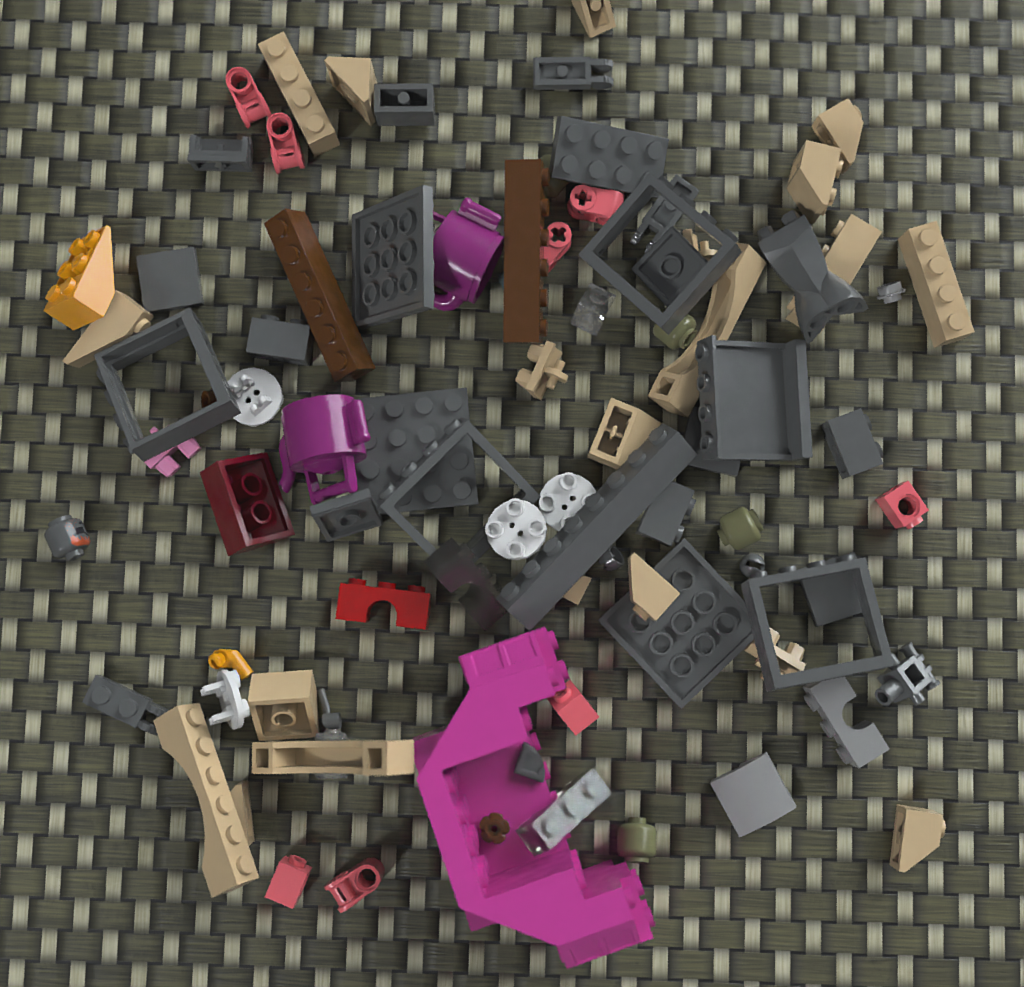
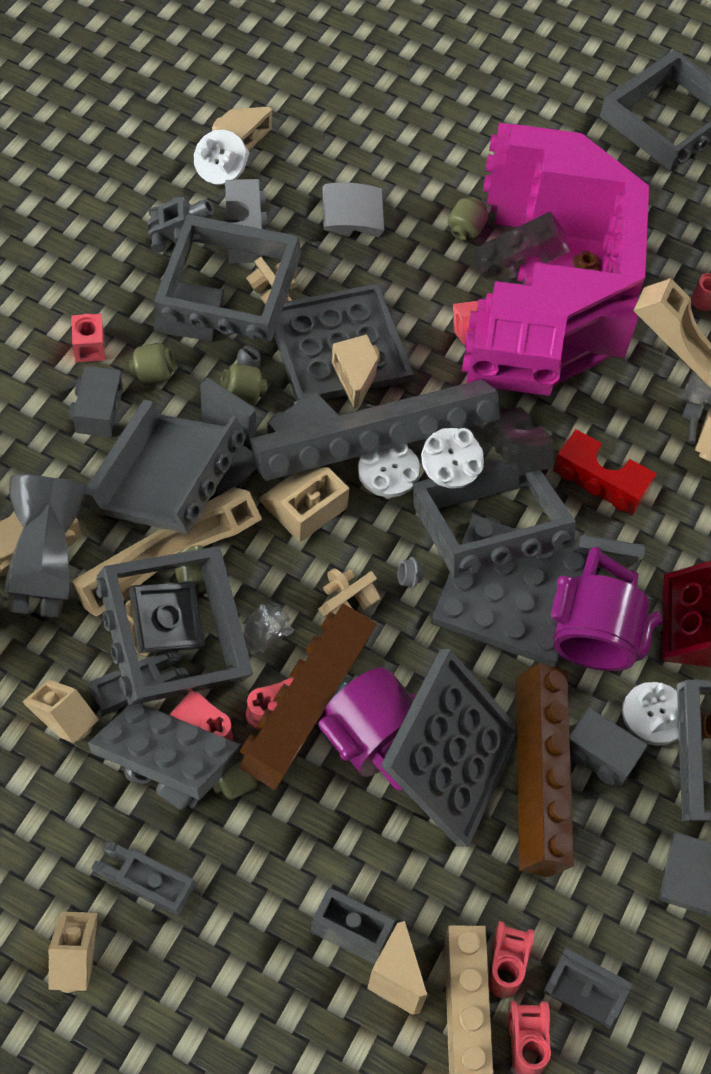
camera: 160 degrees left, 25 degrees down
(503, 419) = (409, 573): none -> light grey plate
(706, 159) = (62, 710): none -> tan slope
(732, 480) = (220, 405): none -> dark grey tile
(829, 507) = (152, 363): none -> olive head
(926, 781) = (210, 150): none -> white plate

